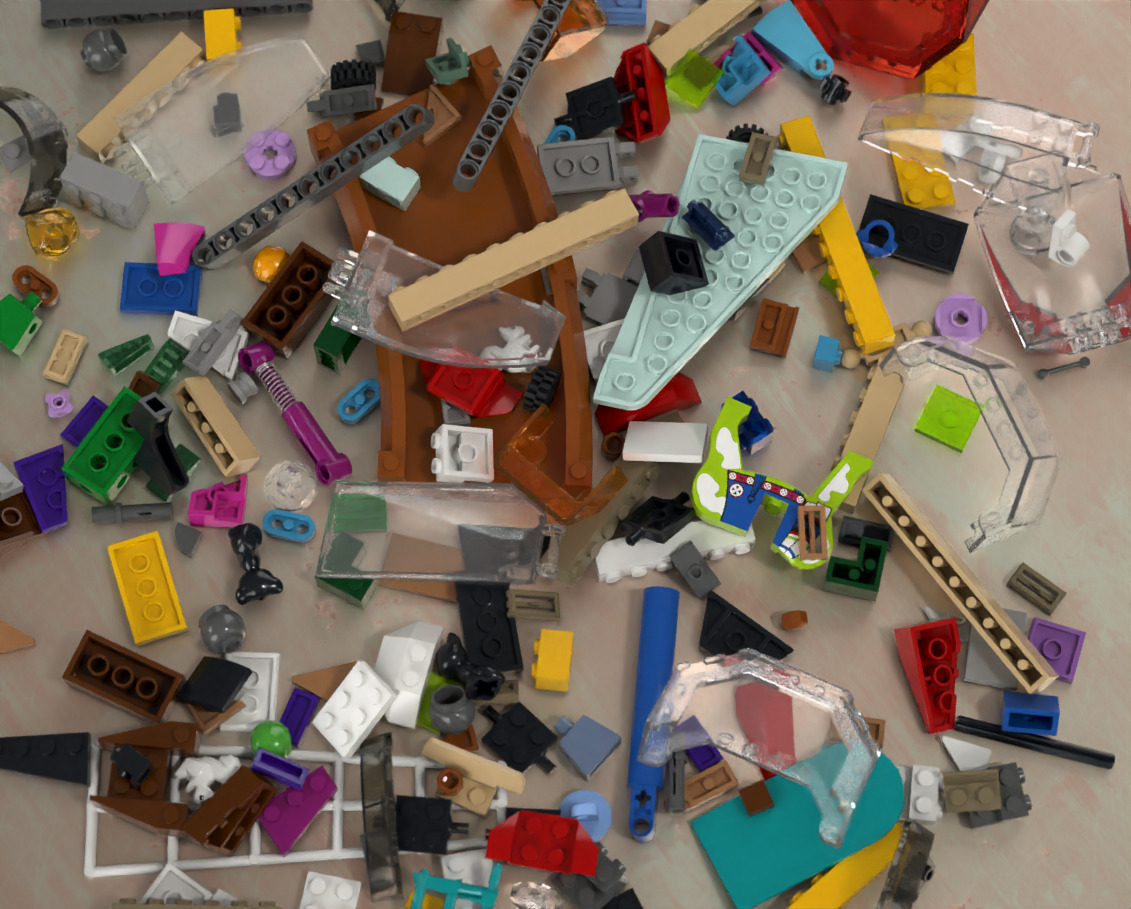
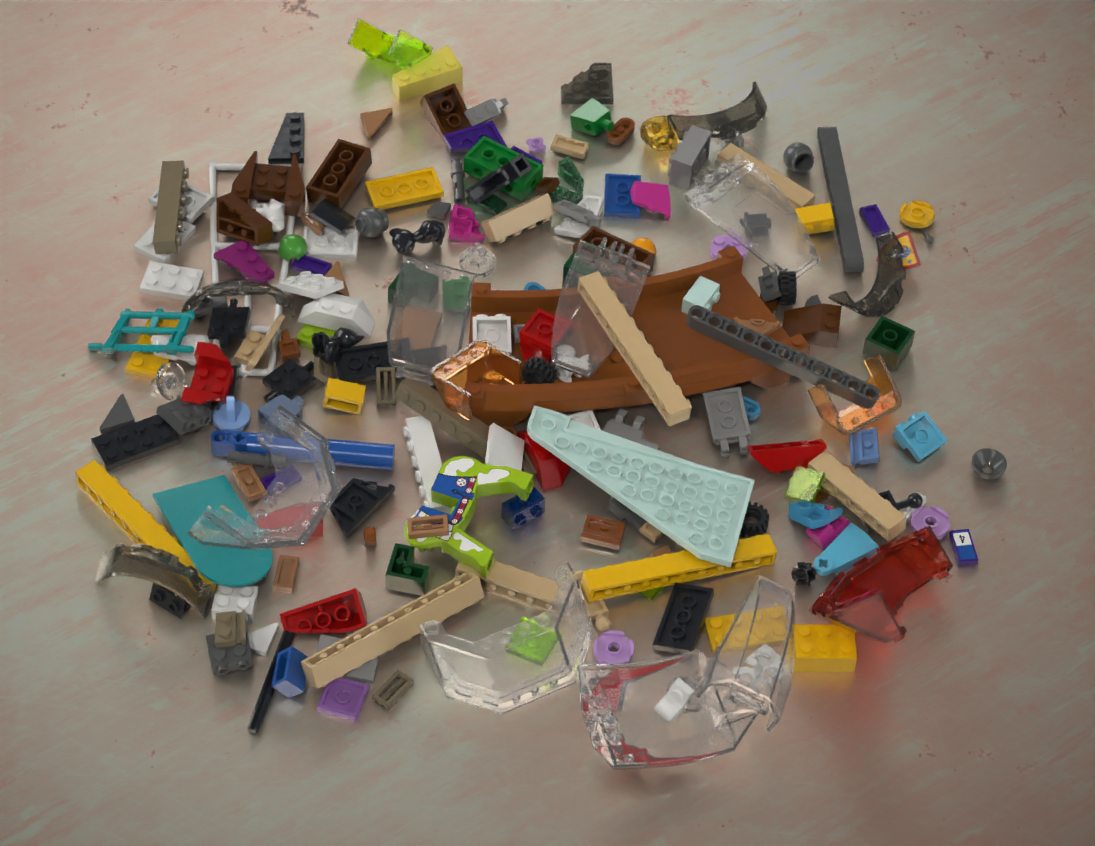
camera: 85 degrees right, 20 degrees down
(131, 765) = (274, 167): black brick -> none
(243, 387) = (548, 234): light grey wheel -> none
(279, 769) = (270, 245): dark purple tile -> none
(289, 526) = (448, 255): dark azure plate -> none
(324, 187) = (690, 249): dark grey beam -> none
(329, 464) = (527, 259): magenta piece -> none
(449, 66) = (791, 328): sand green bracket -> none
(450, 782) = (255, 331): dark orange tile -> none
(451, 710) = (303, 331): dark grey piece -> none
(596, 109) = (774, 425): black plate -> none
(655, 205) = (692, 445): magenta piece -> none
(658, 519) = (441, 443): black plate -> none
(672, 263) = (640, 450): black slope -> none
(695, 569) = (409, 474): dark grey plate -> none
(707, 225) = (674, 473): dark blue hinge -> none
(756, 798) = (236, 504): reddish brown tile -> none
(758, 159) = (730, 505): dark tan plate -> none
(827, 354) = (581, 559): dark azure plate -> none
(854, 529) = (438, 577): black tile -> none
(873, 250) = (667, 584): blue piece -> none
(1084, 363) = (581, 732): dark grey hinge -> none

